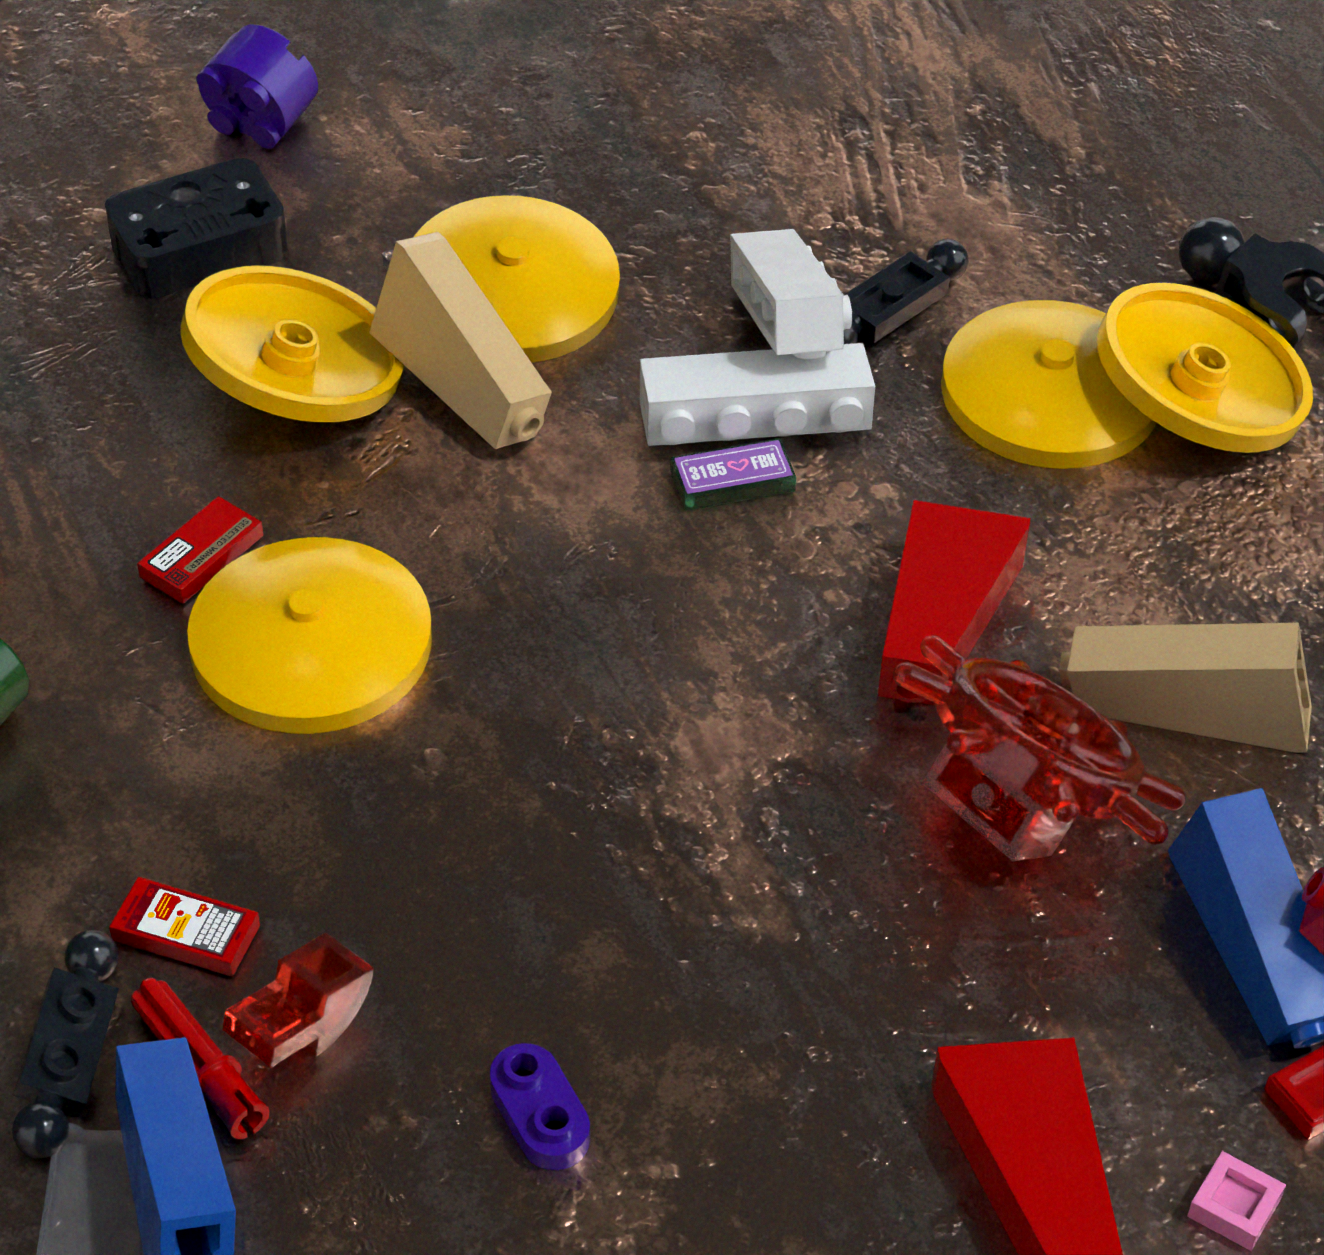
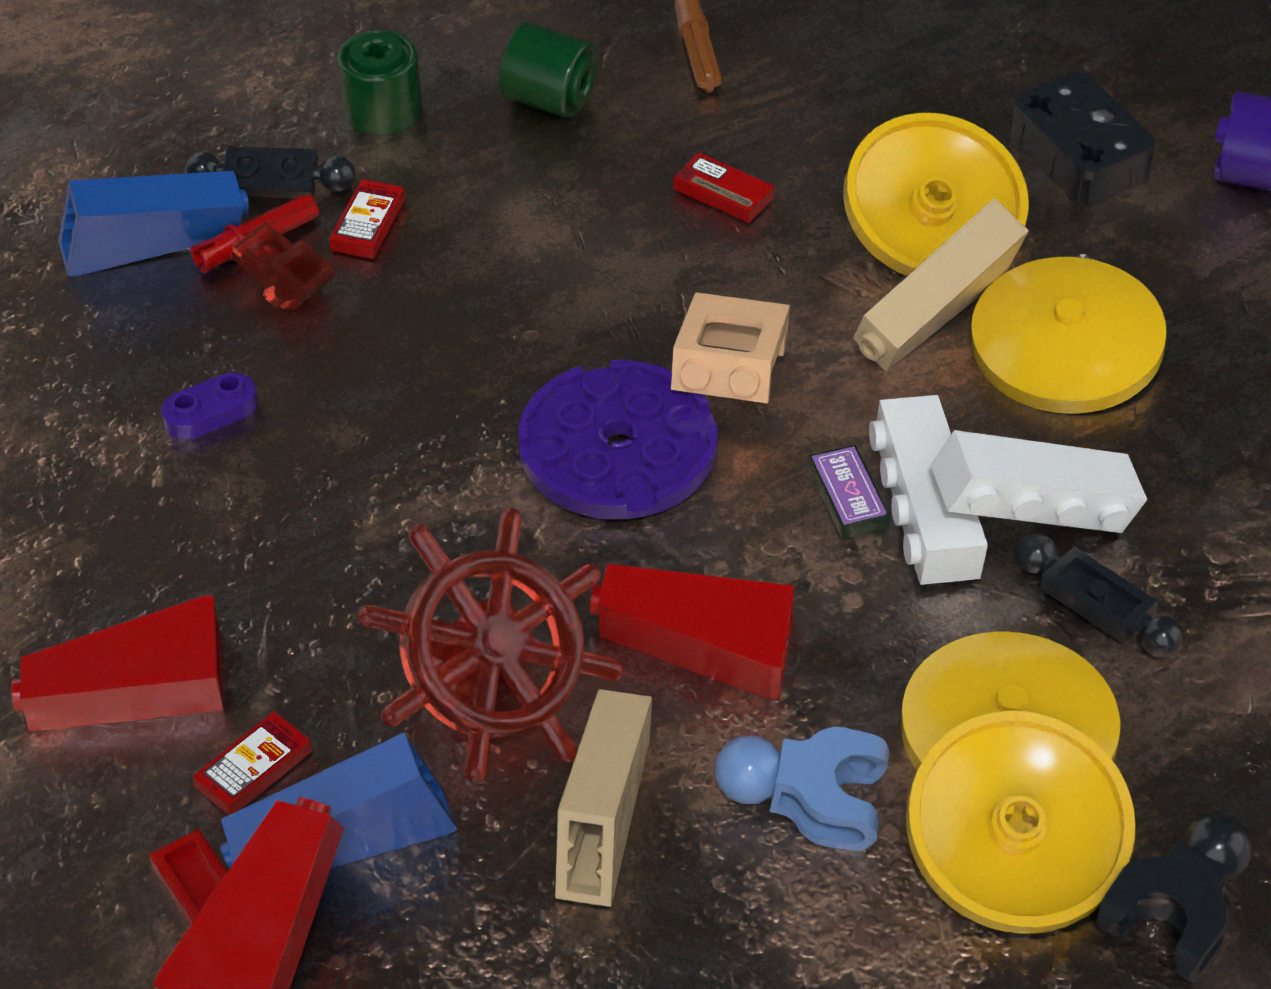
camera: 90 degrees right, 0 degrees up
(310, 635) = (642, 254): yellow dish -> none
(471, 537) = (731, 325): none -> light nougat window
(666, 714) = (569, 451): none -> dark purple plate
(1155, 527) = (807, 782): none -> medium blue piece
(1159, 1030) = (252, 763): none -> tile
(1236, 1200) = (93, 805): bright pink tile -> none

